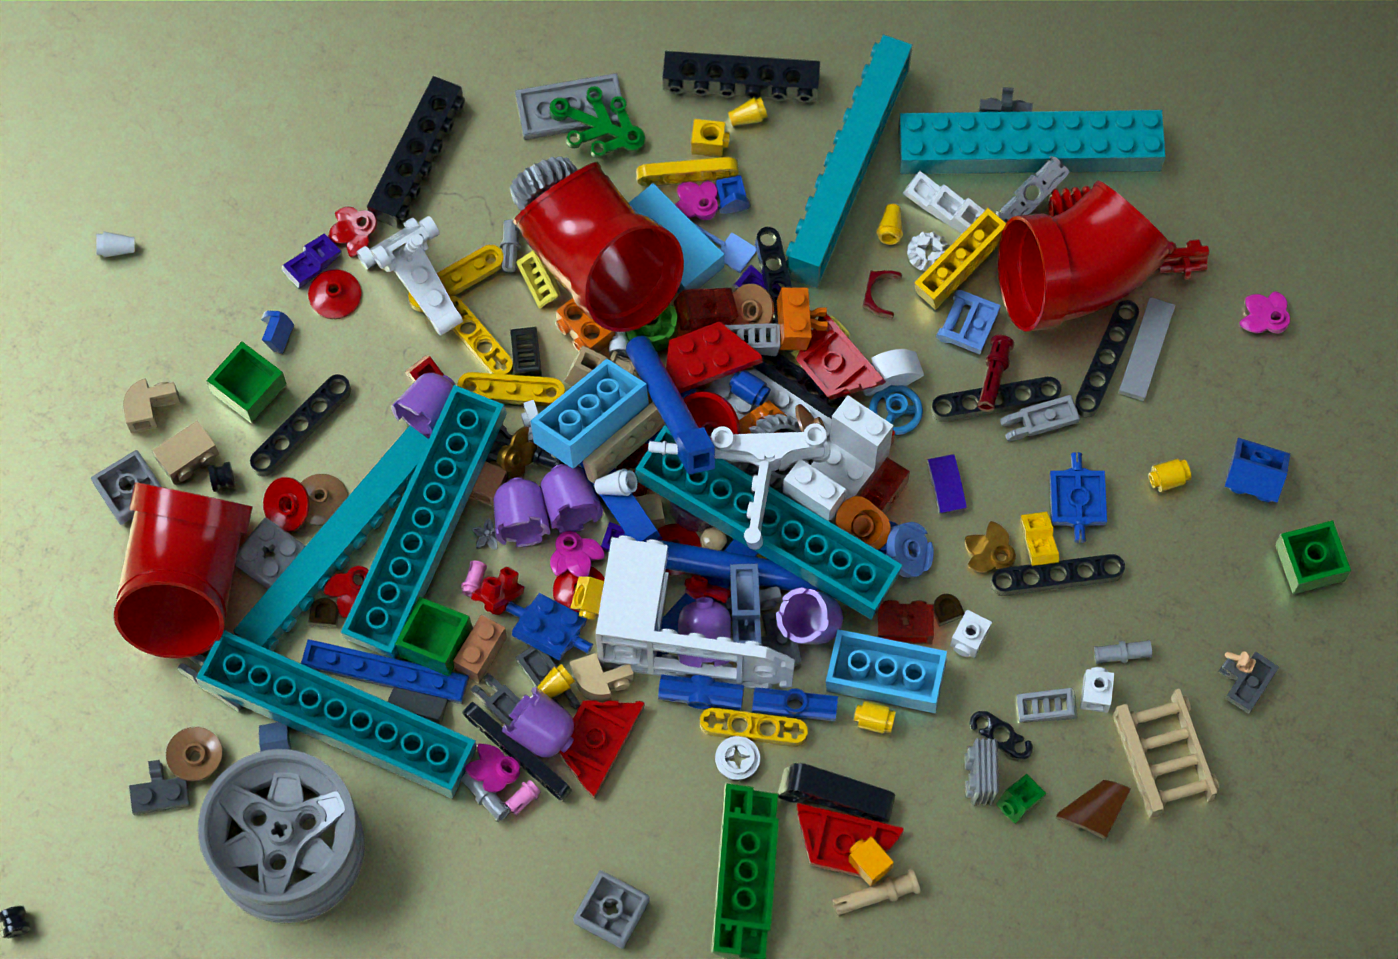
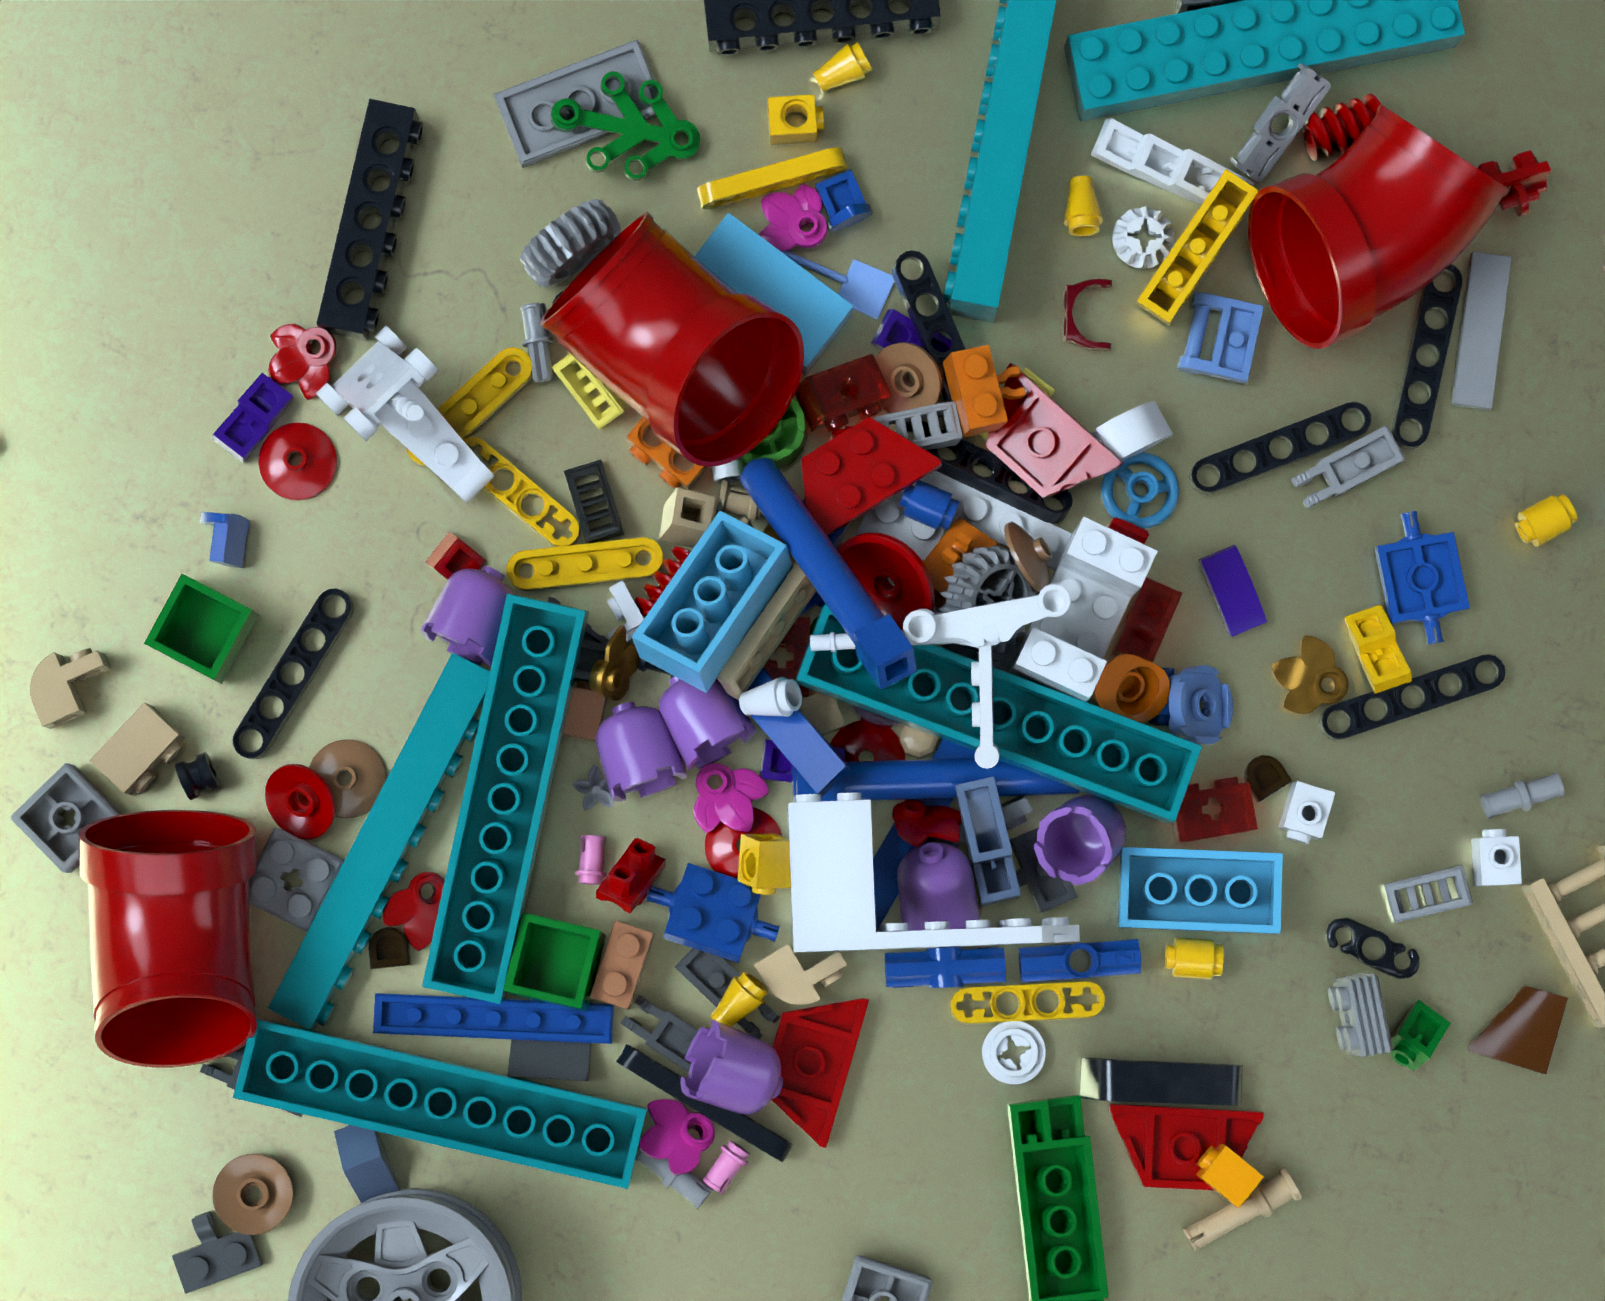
camera: 15 degrees left, 15 degrees up
(996, 362) = (1273, 396): dark red pin -> none

